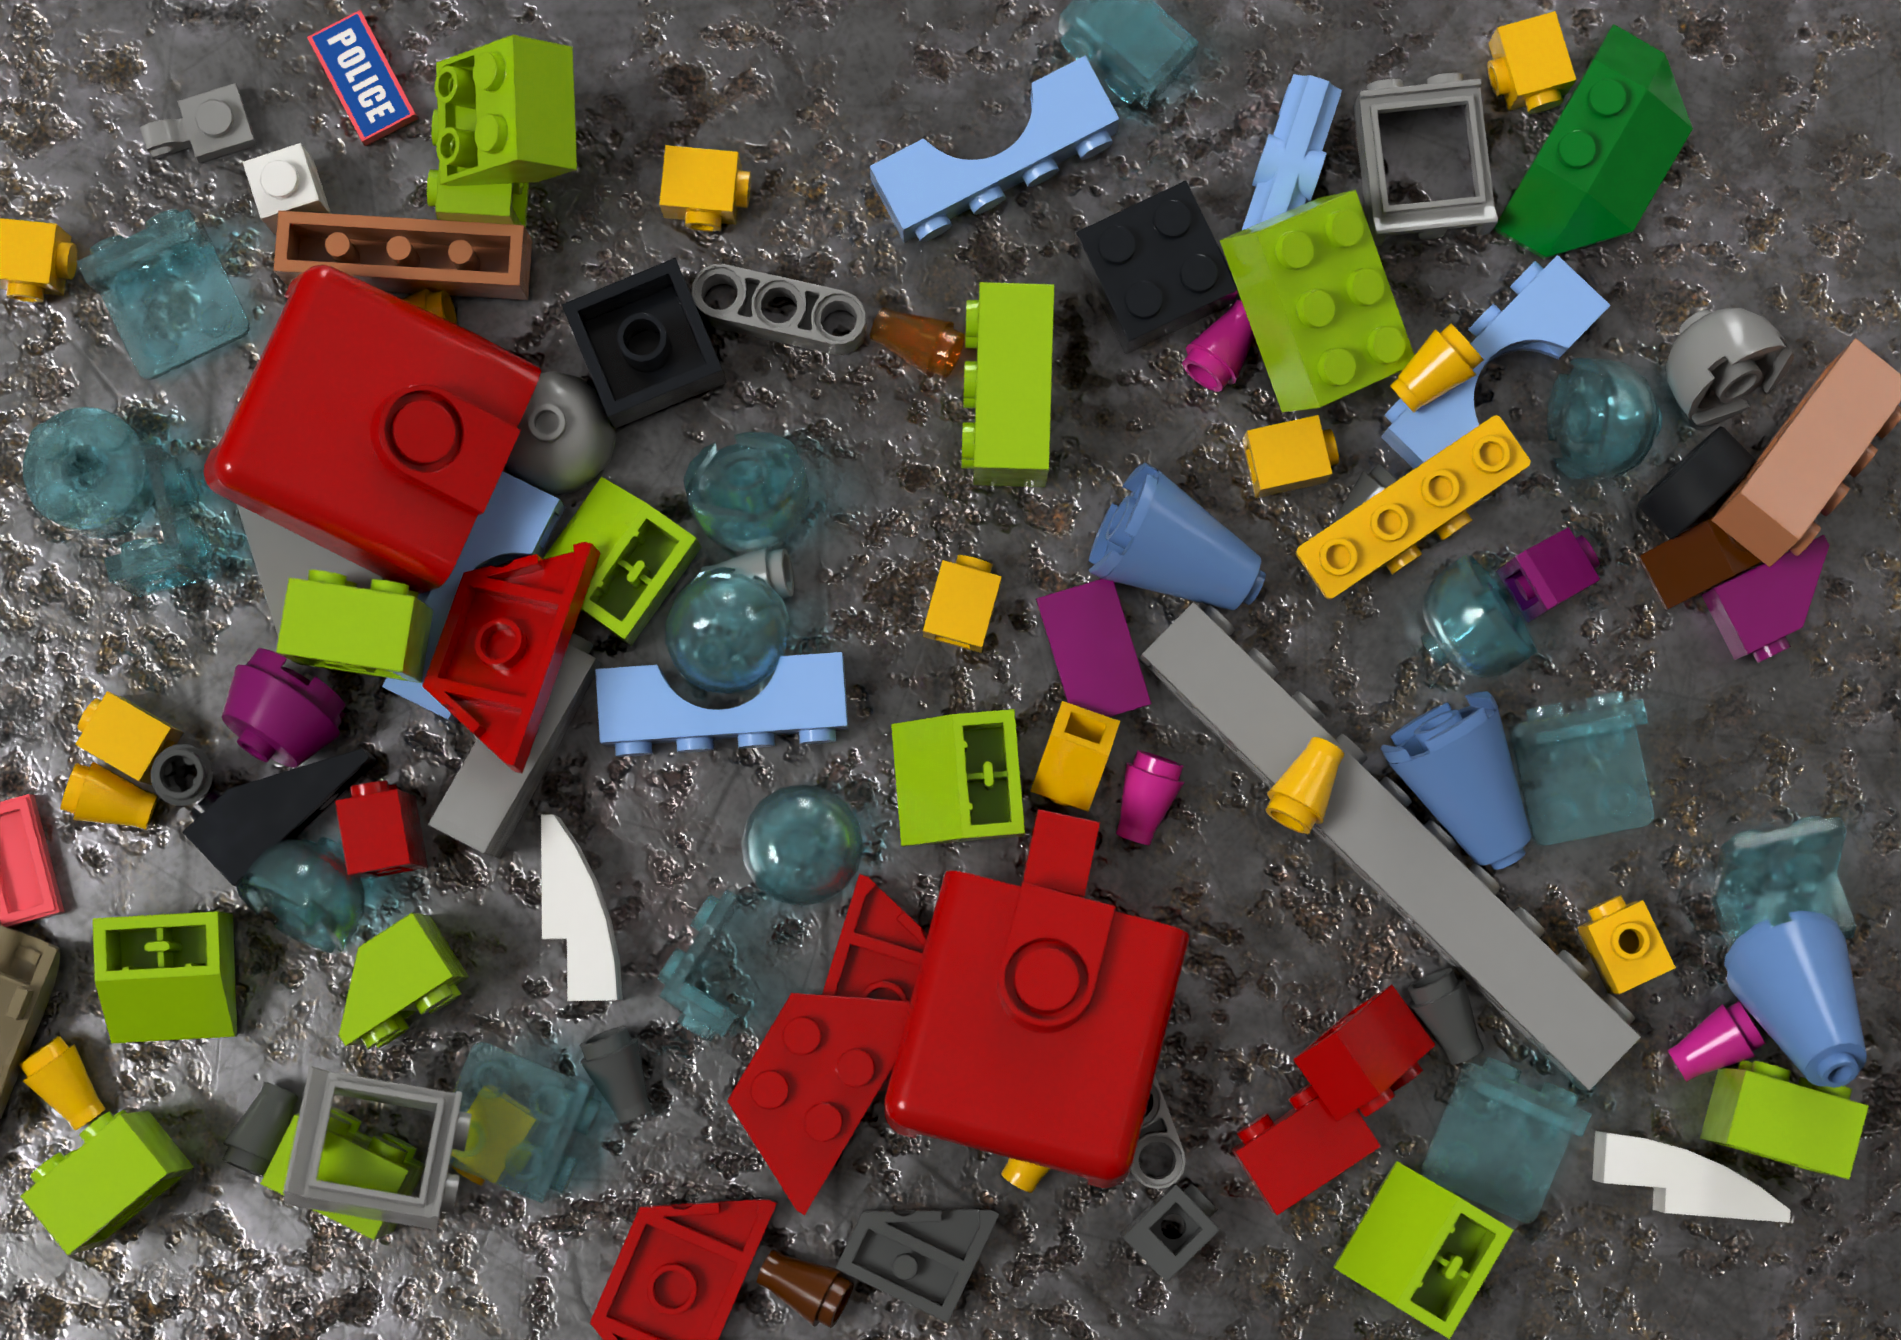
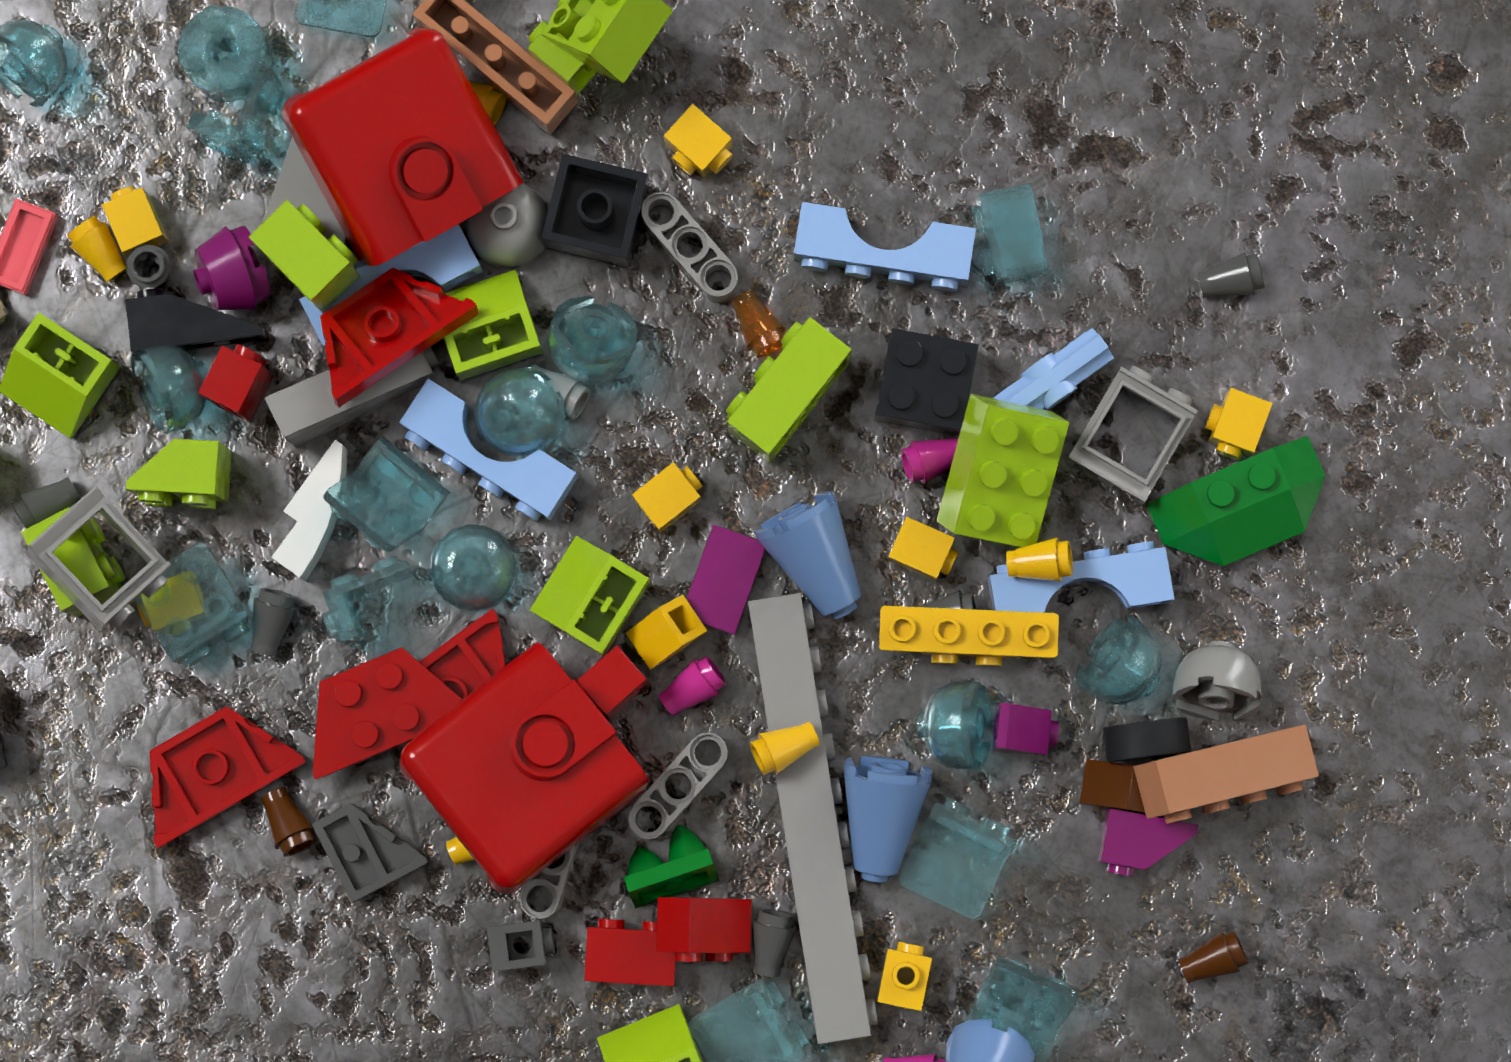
camera: 45 degrees right, 0 degrees up
(647, 836) = (387, 497): none -> clear light blue bracket
(1232, 892) = (657, 795): none -> light grey beam
(1294, 1003) = (687, 869): none -> green tile

